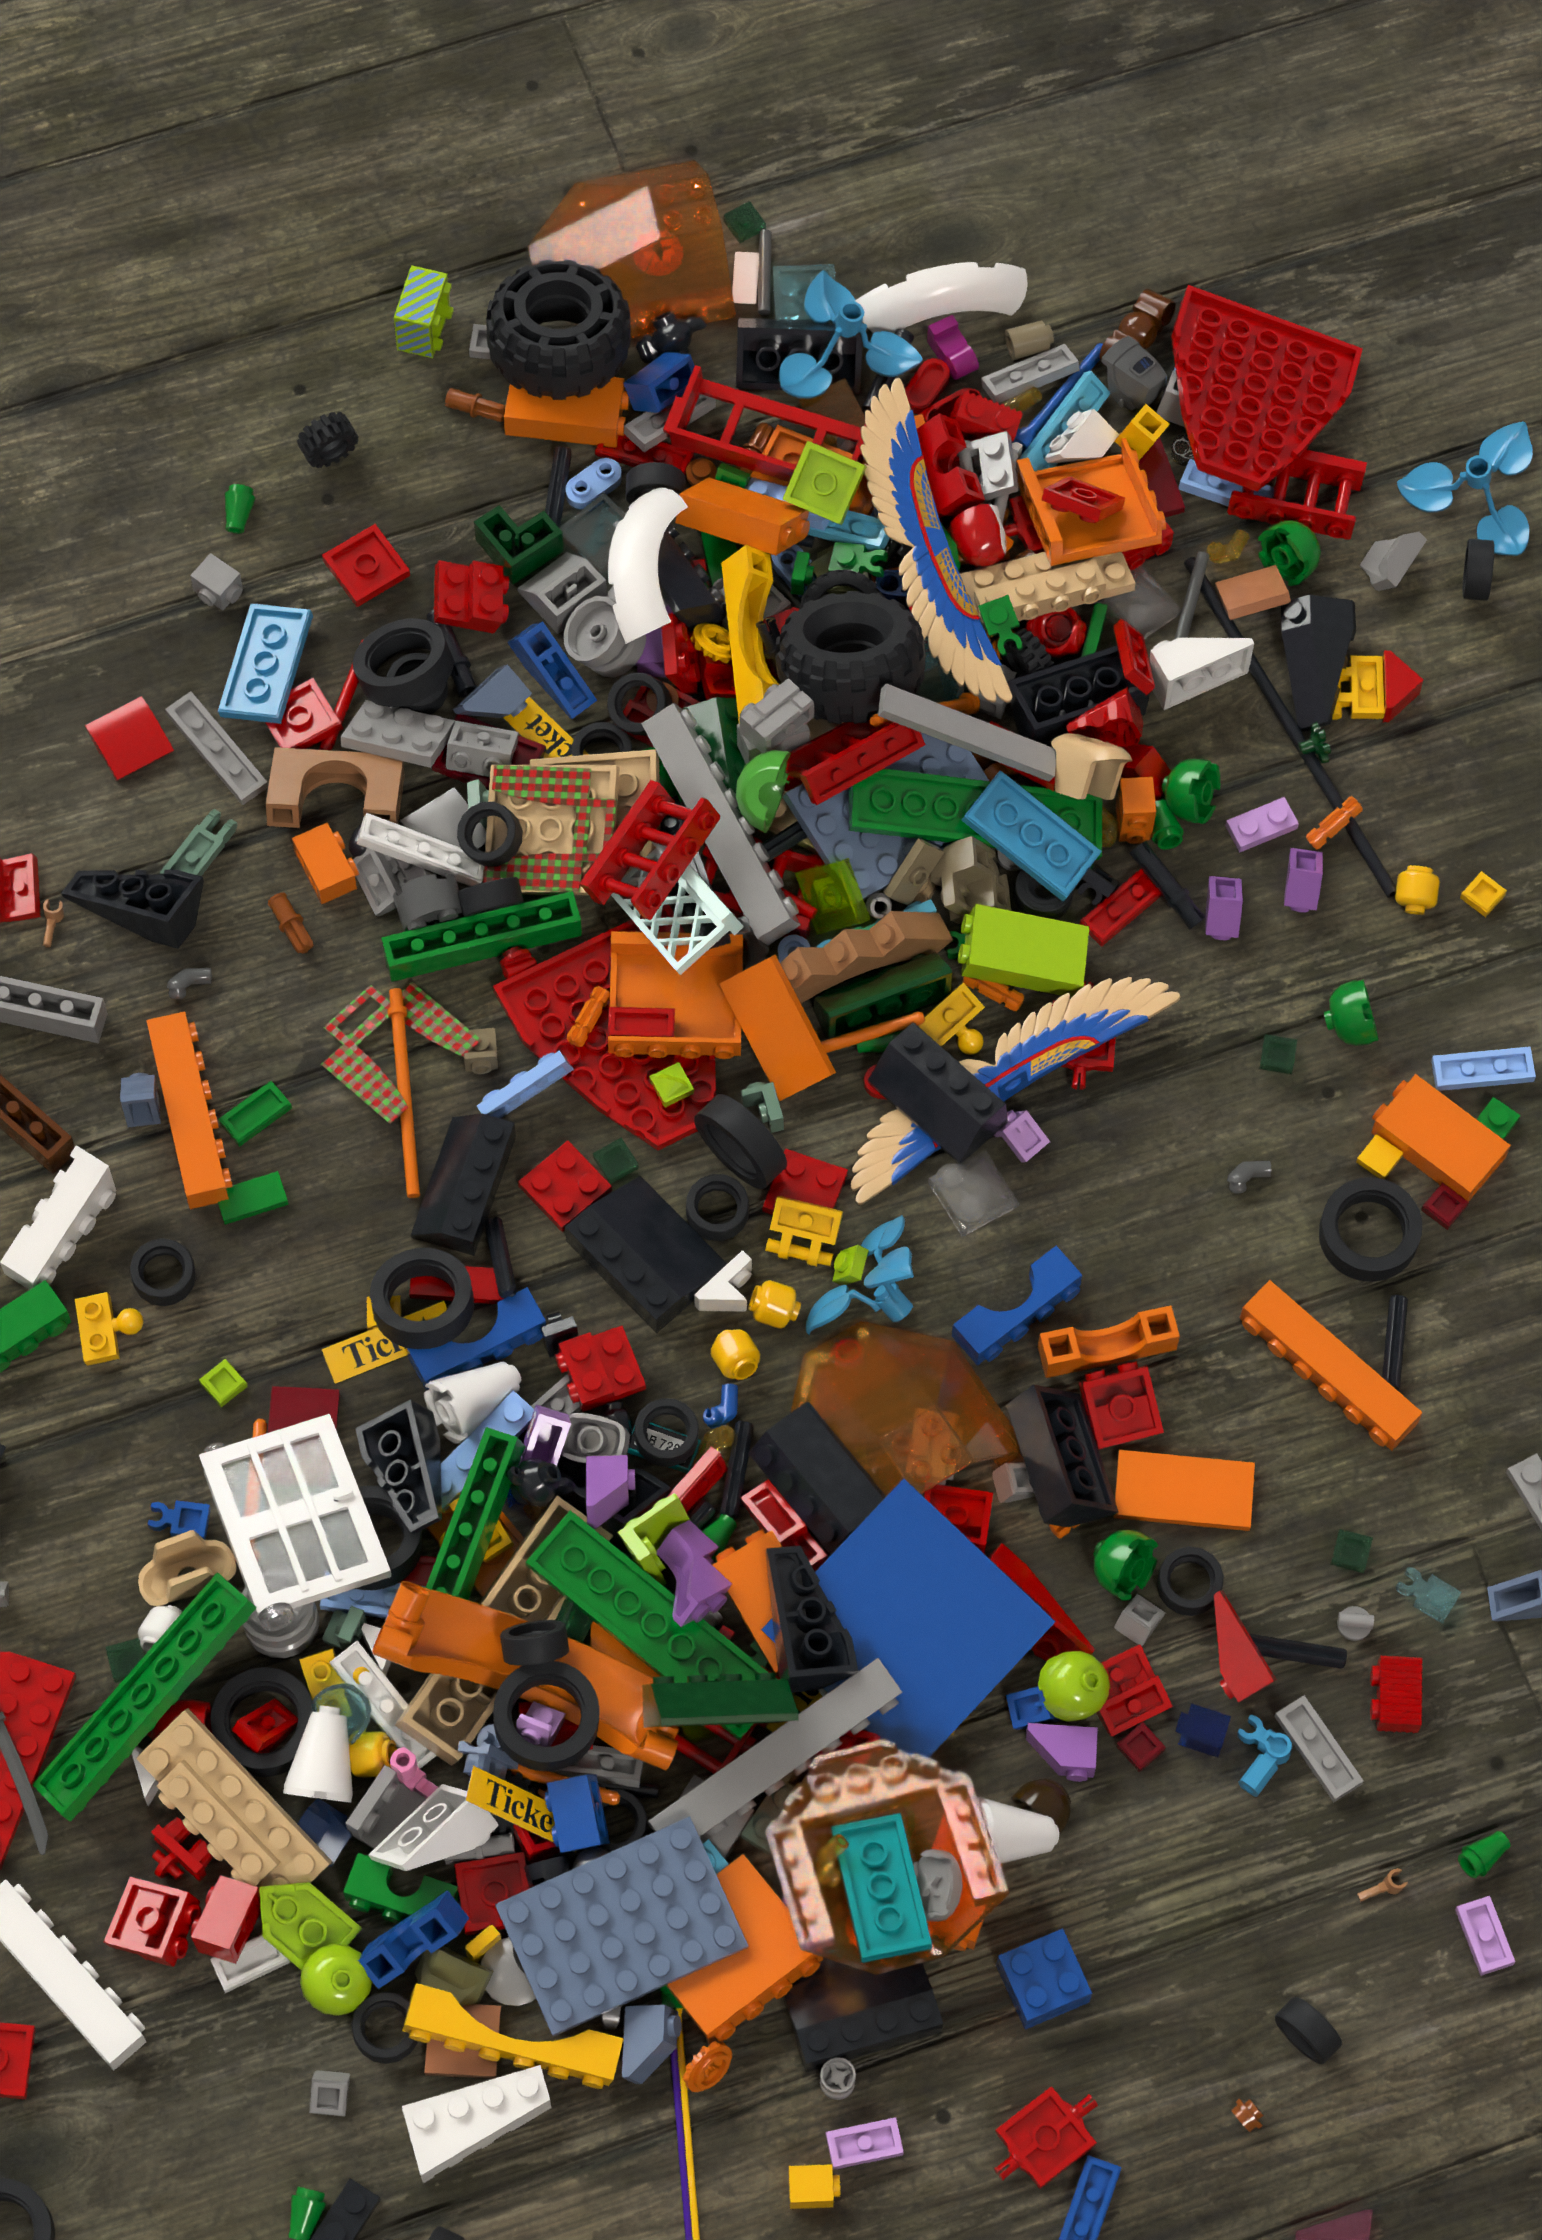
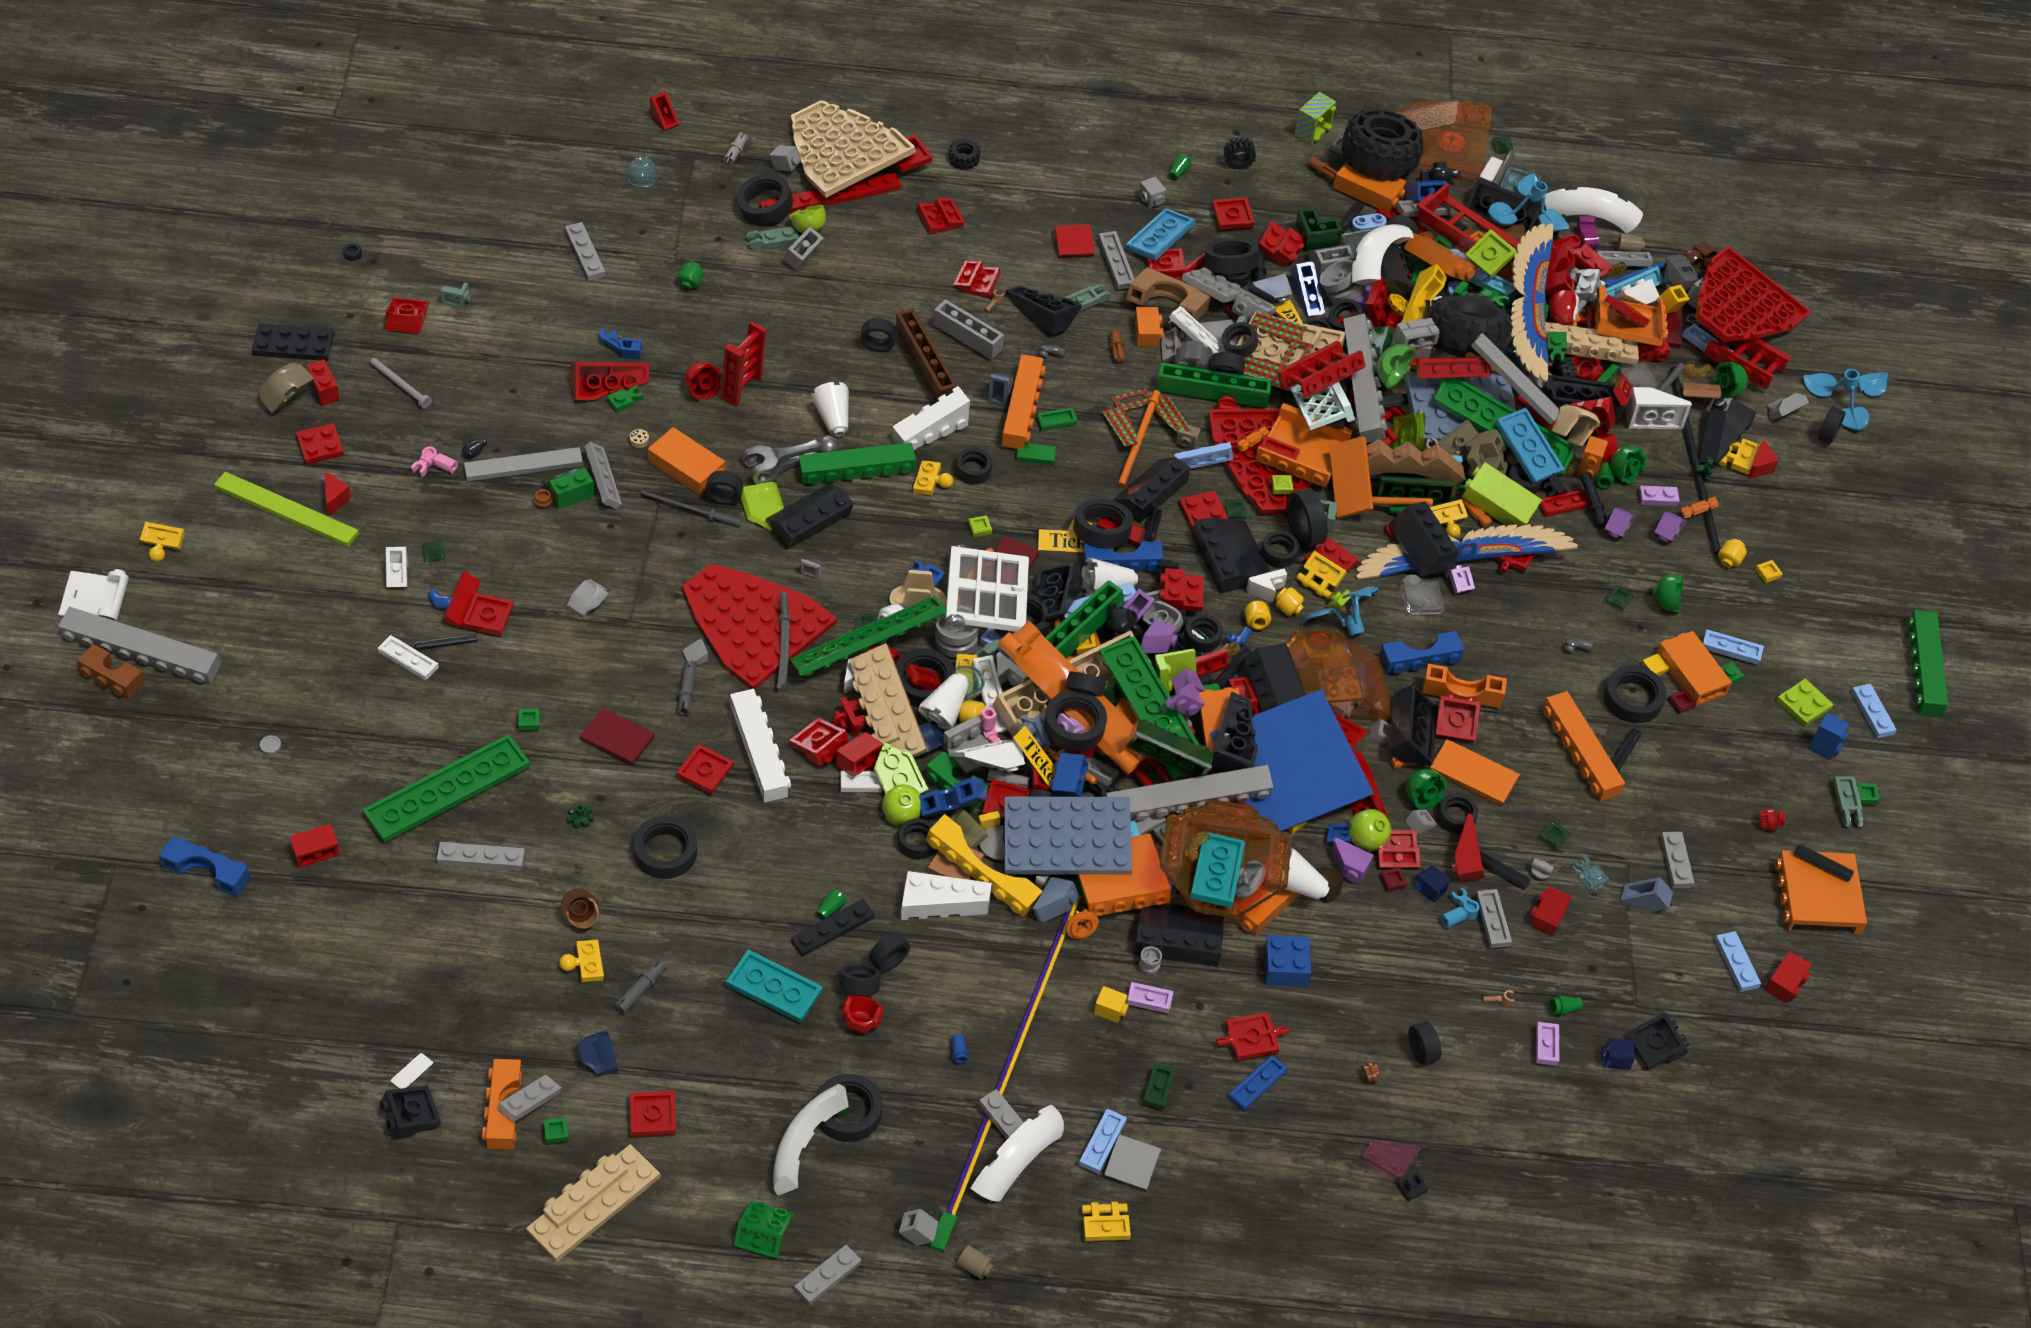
camera: 20 degrees right, 15 degrees down
(329, 2093) = (872, 858): light grey slope -> none

